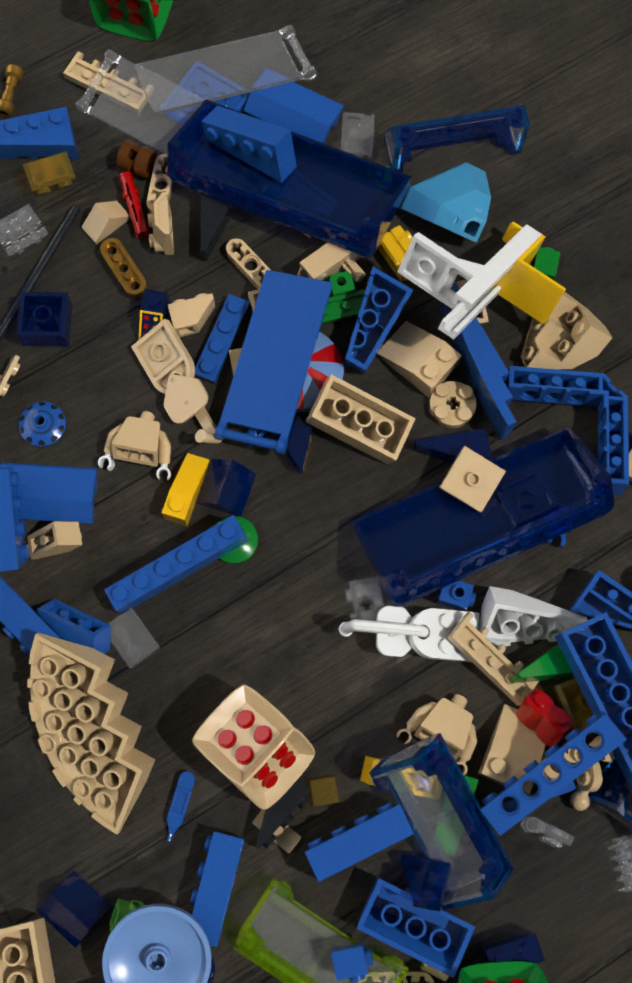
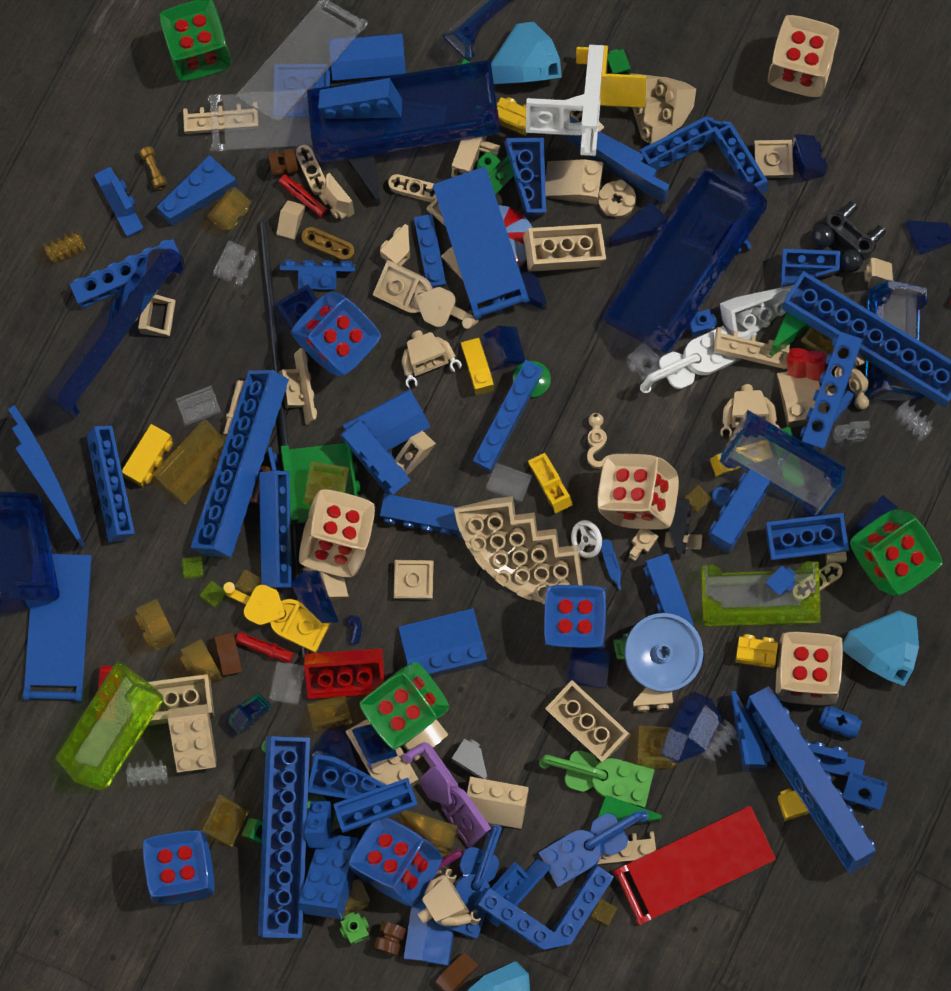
camera: 25 degrees left, 0 degrees up
(46, 433) = (348, 393): blue dish -> none
(51, 361) = (336, 333): none -> blue piece
(76, 625) = (468, 494): blue slope -> none
(84, 849) = (575, 616): none -> blue piece
(90, 291) = (317, 275): none -> blue bracket
(152, 310) = (372, 262): clear blue slope -> none
(173, 668) = (550, 483): none -> yellow slope
(174, 759) = (588, 537): none -> white piece
(231, 802) = (643, 542): none -> tan plate
(258, 651) = (596, 439): none -> tan piece
(352, 806) = (721, 496): none -> blue tile
(357, 134) = (425, 49): clear plate -> none
(426, 880) = (795, 505): clear blue wing -> none
(472, 479) = (664, 241): tan plate -> none

